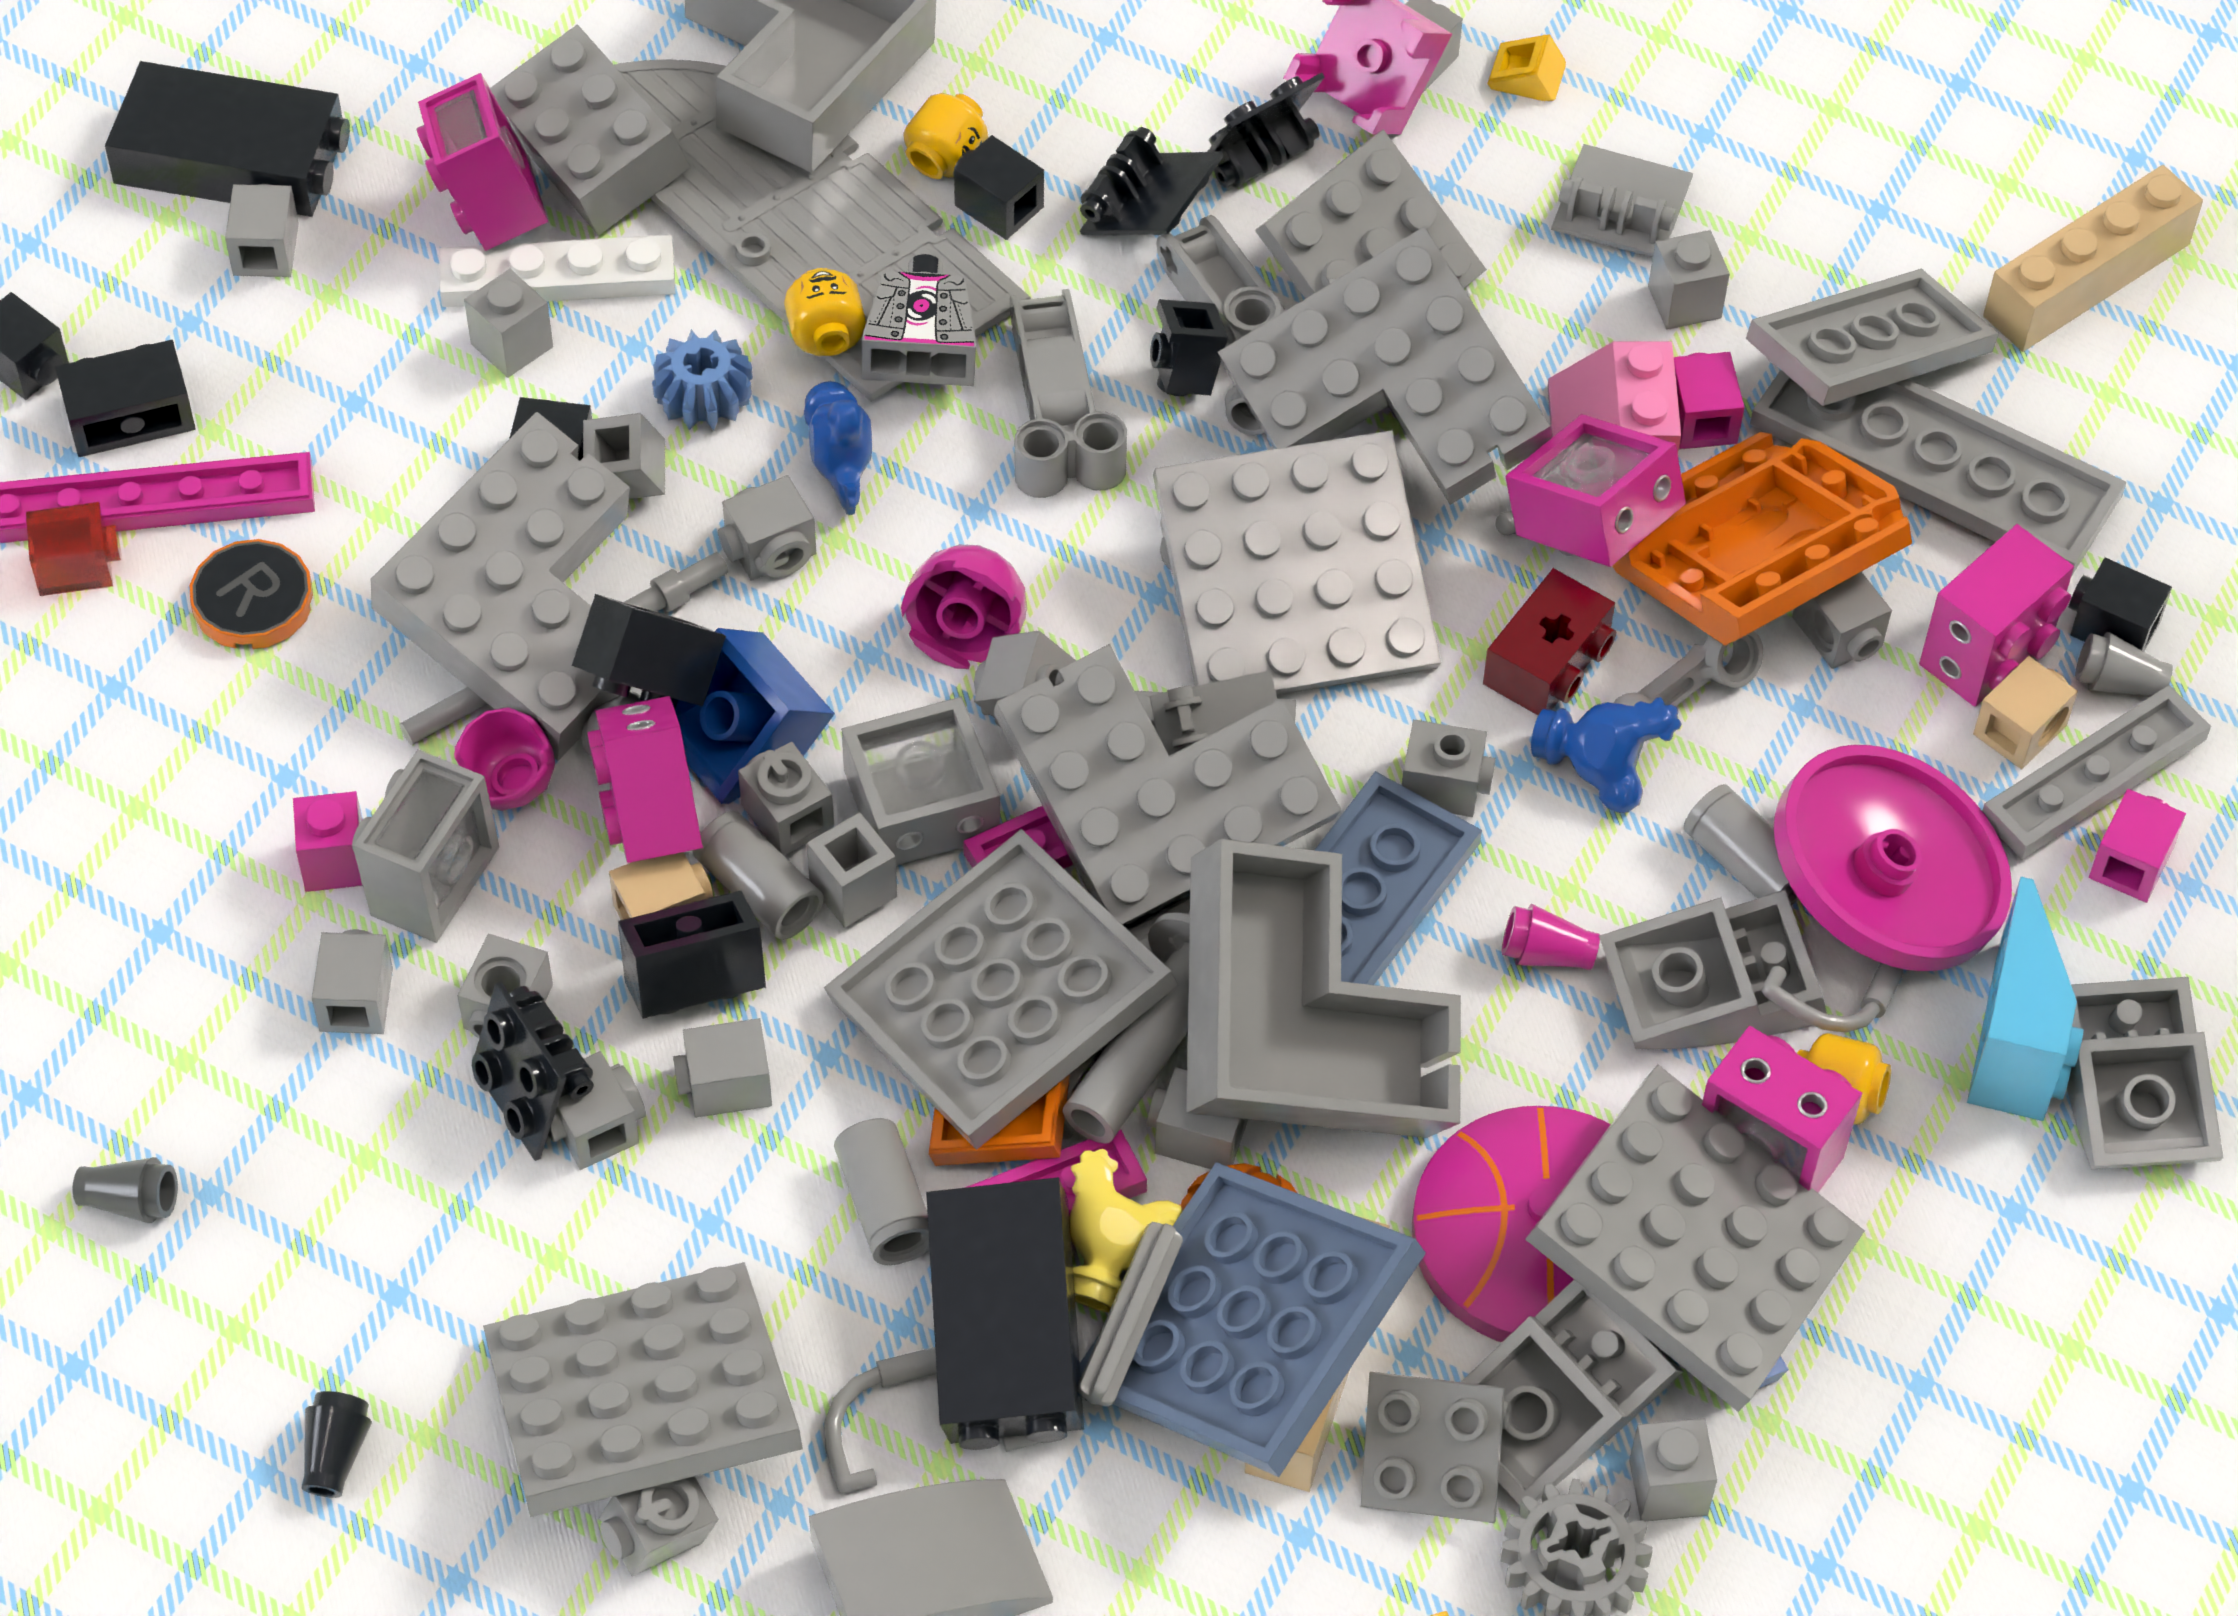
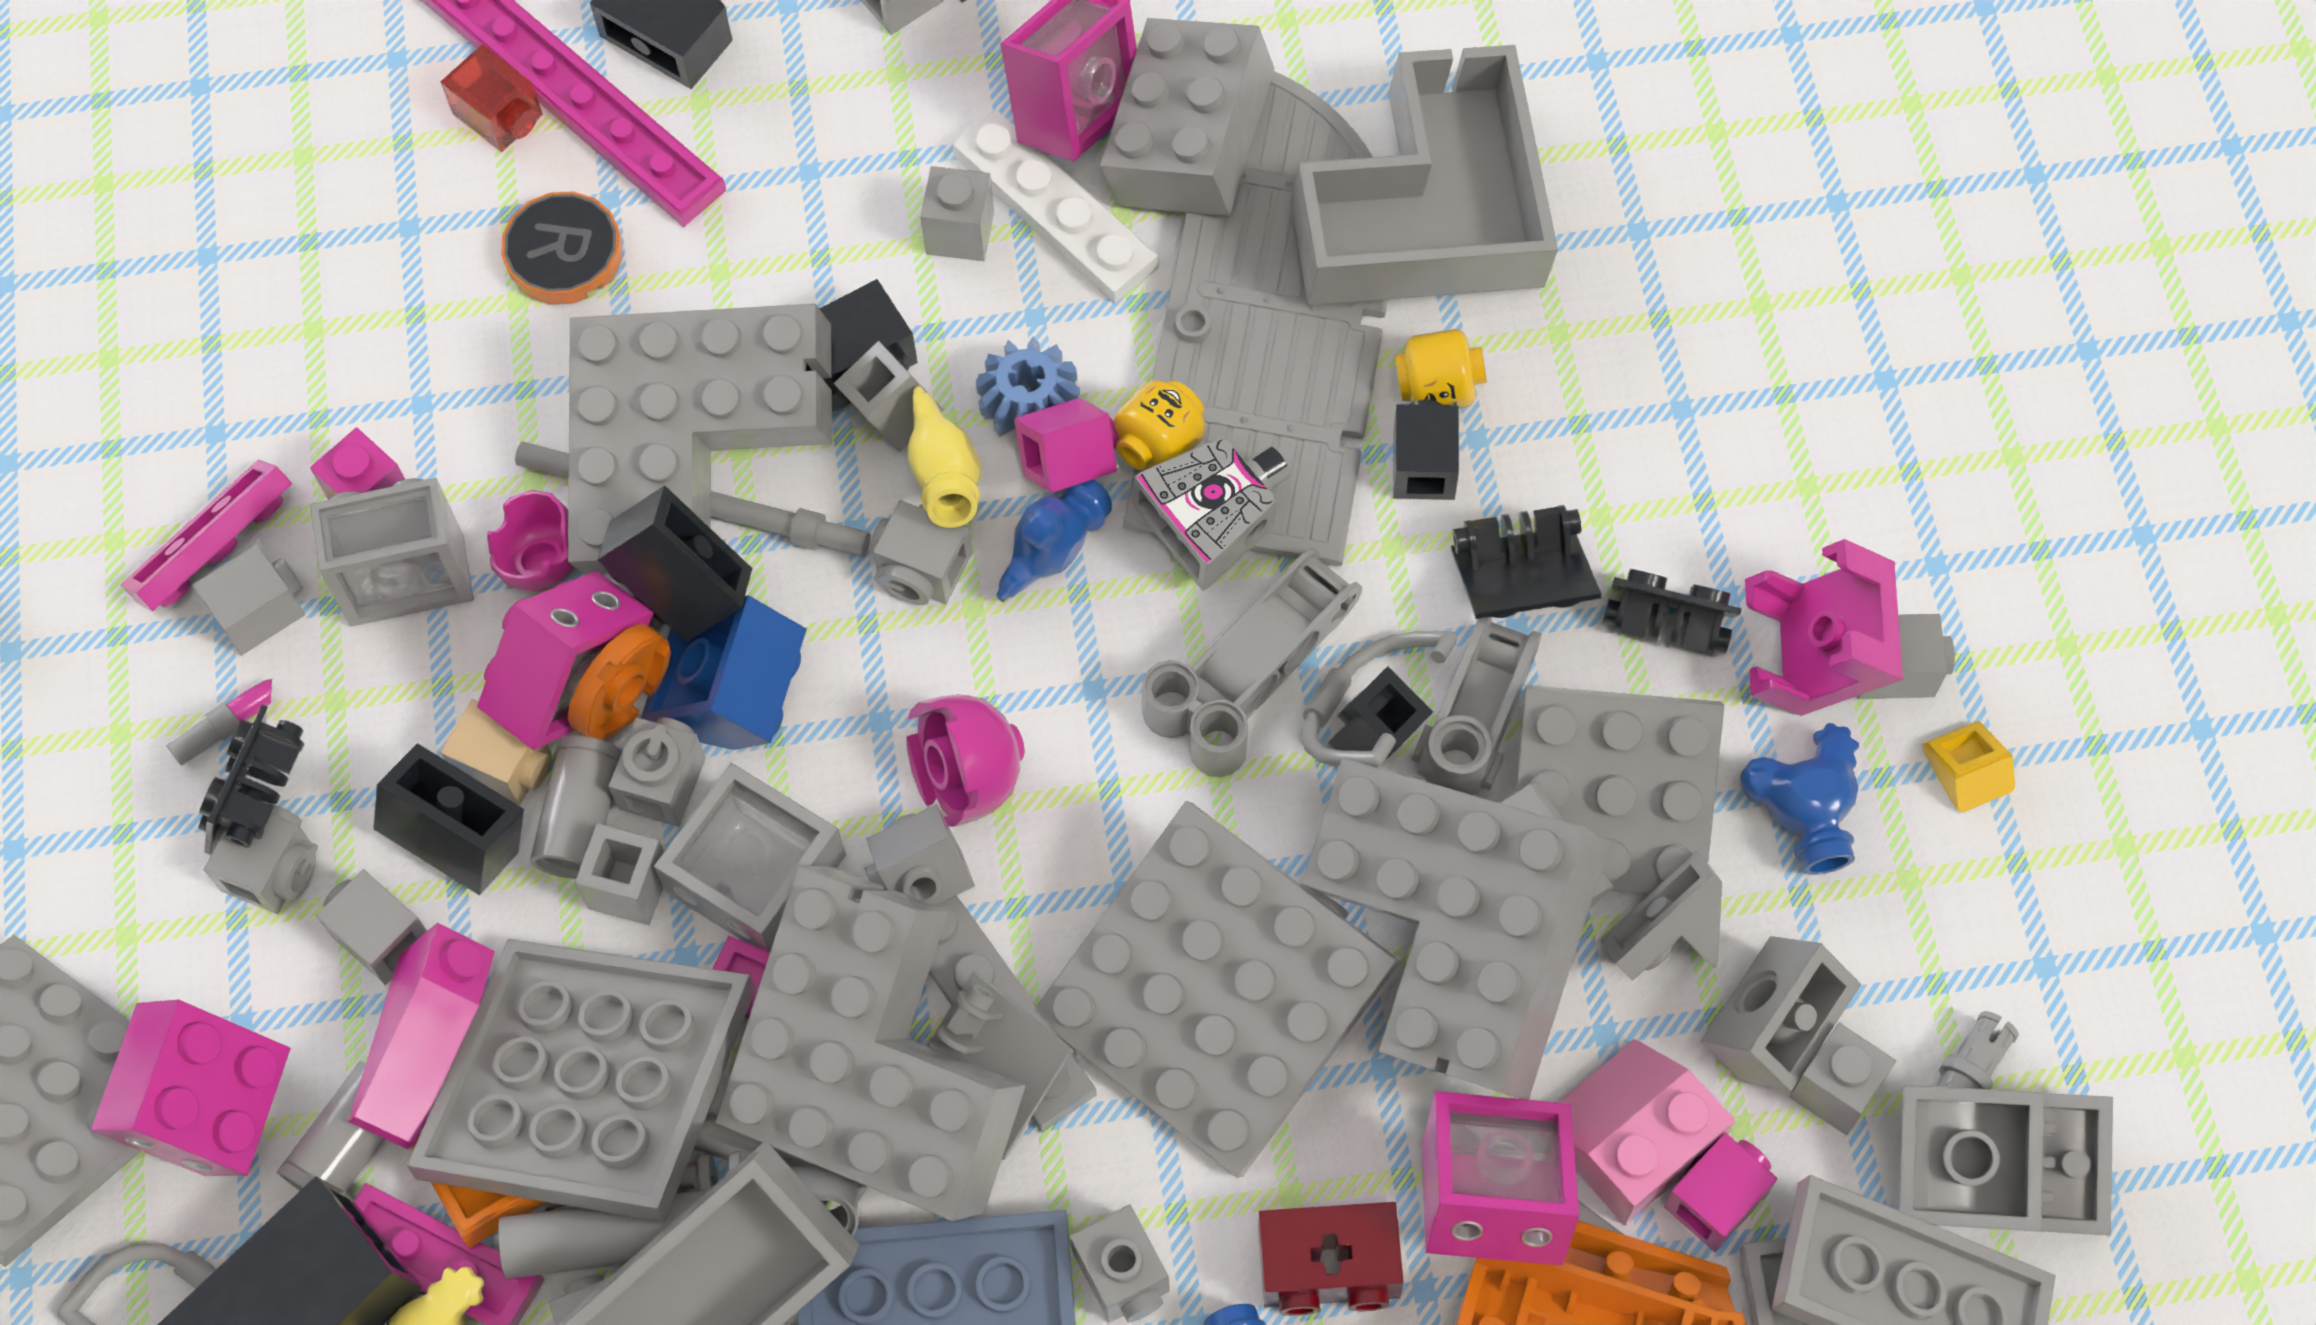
camera: 55 degrees right, 10 degrees up
(261, 979) = (207, 536): none -> dark pink plate
(436, 1075) = (220, 722): none -> light grey piece
(506, 963) = (342, 726): light grey brick -> none
(700, 763) = (616, 679): none -> orange tile
(726, 451) = (943, 464): none -> light yellow animal
(761, 1249) = (191, 1088): none -> dark pink piece
(781, 376) = (1066, 444): none -> dark pink brick
(855, 1065) = (420, 1032): none -> slope
(1126, 366) = (1339, 680): none -> light grey piece
(1475, 160) = (1811, 798): none -> blue animal
(1497, 276) = (1680, 906): none -> light grey slope
(1614, 275) = (1781, 1013): none -> light grey brick
(1621, 200) = (1897, 951): light grey hinge -> none
(1744, 222) = (1978, 1054): none -> light grey pin
(1828, 226) = (2007, 1159): none -> light grey slope

